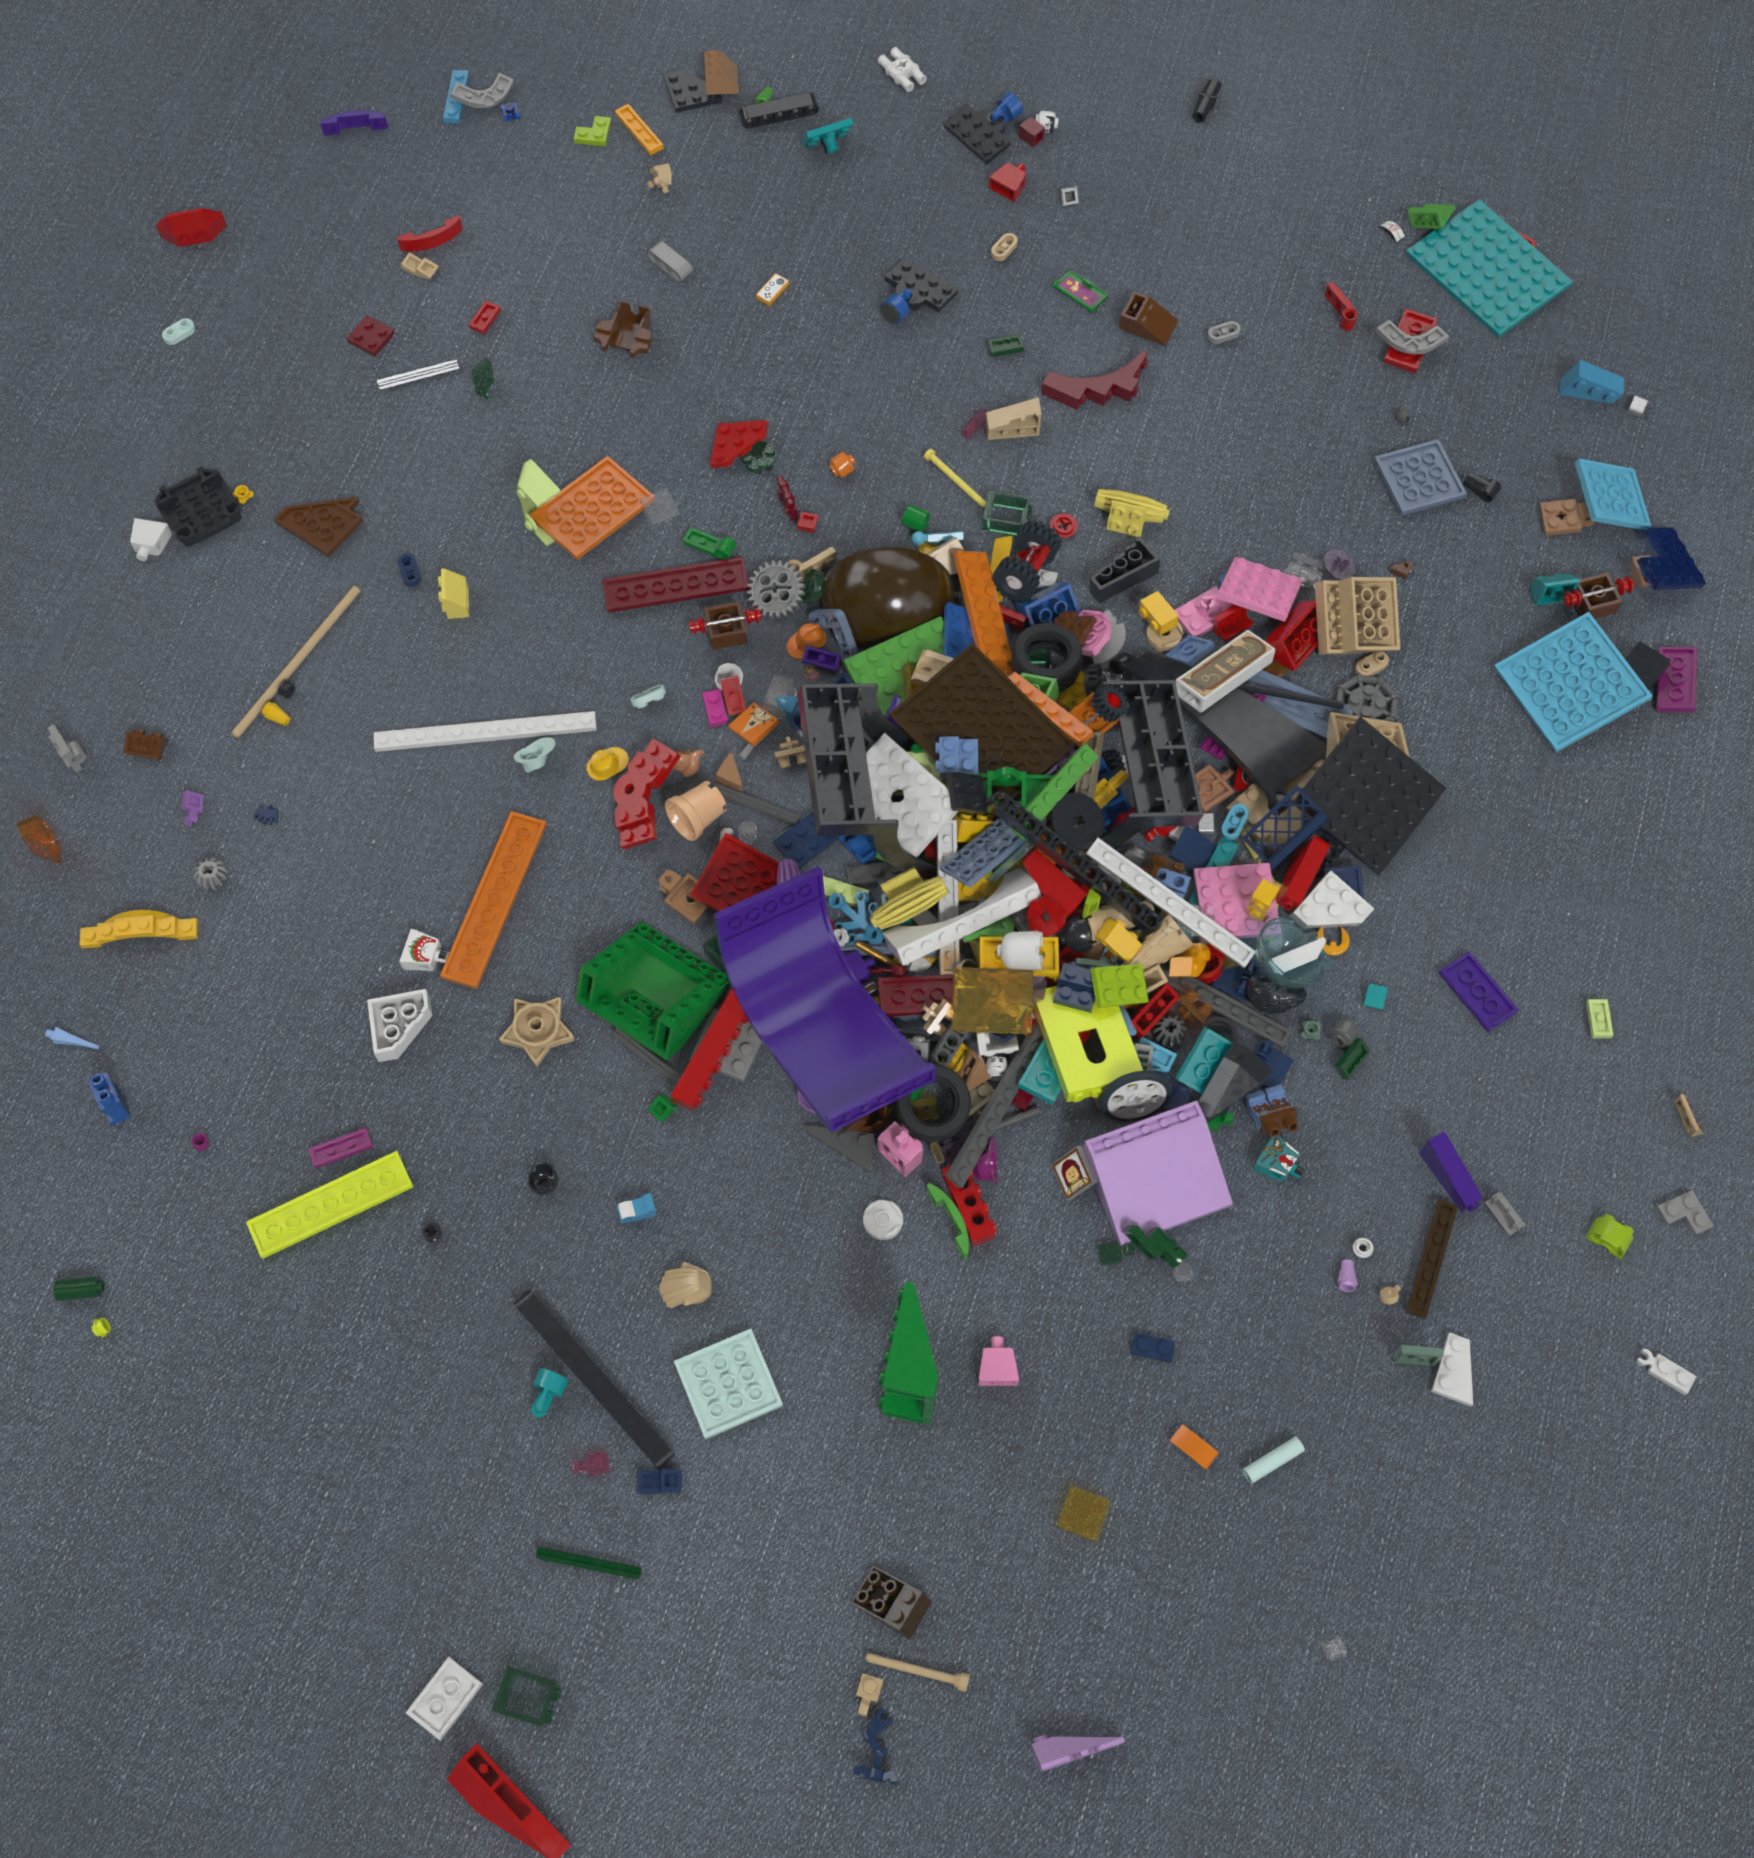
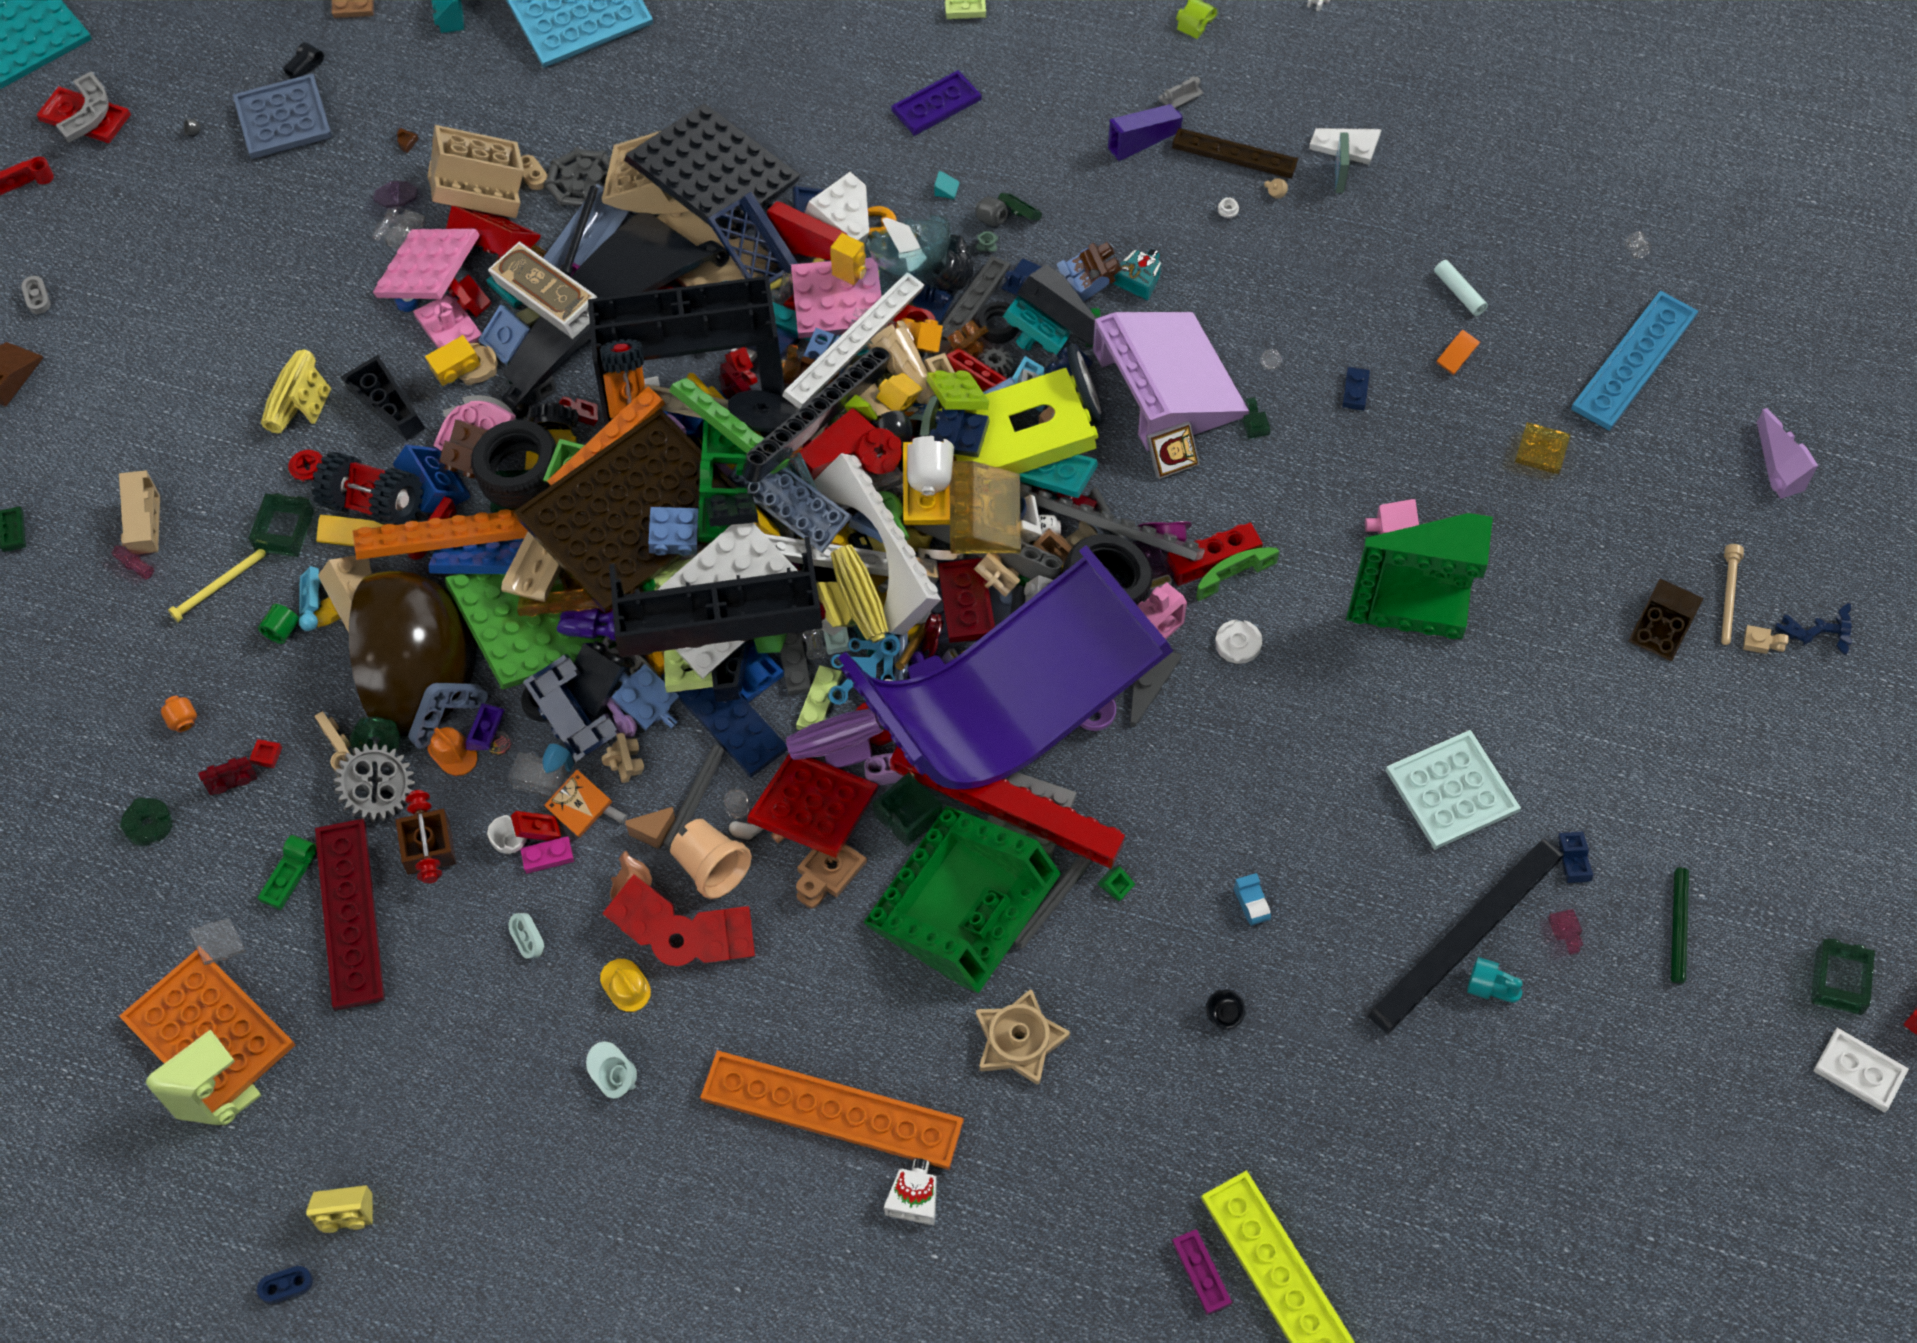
camera: 90 degrees left, 5 degrees down
(397, 1021) = (1022, 1213): white brick -> none
(428, 1226) = (1298, 1137): black bush -> none
(485, 731) = (568, 1155): white plate -> none
(685, 1286) = (1344, 841): tan hair -> none
(736, 440) = (119, 846): red plate -> none
(1099, 389) = (102, 447): dark red arch -> none
(1155, 1244) = (1248, 376): dark green plate -> none
(1191, 1623) = (1634, 360): none -> dark azure plate
(1347, 1278) = (1261, 221): lavender cone -> none

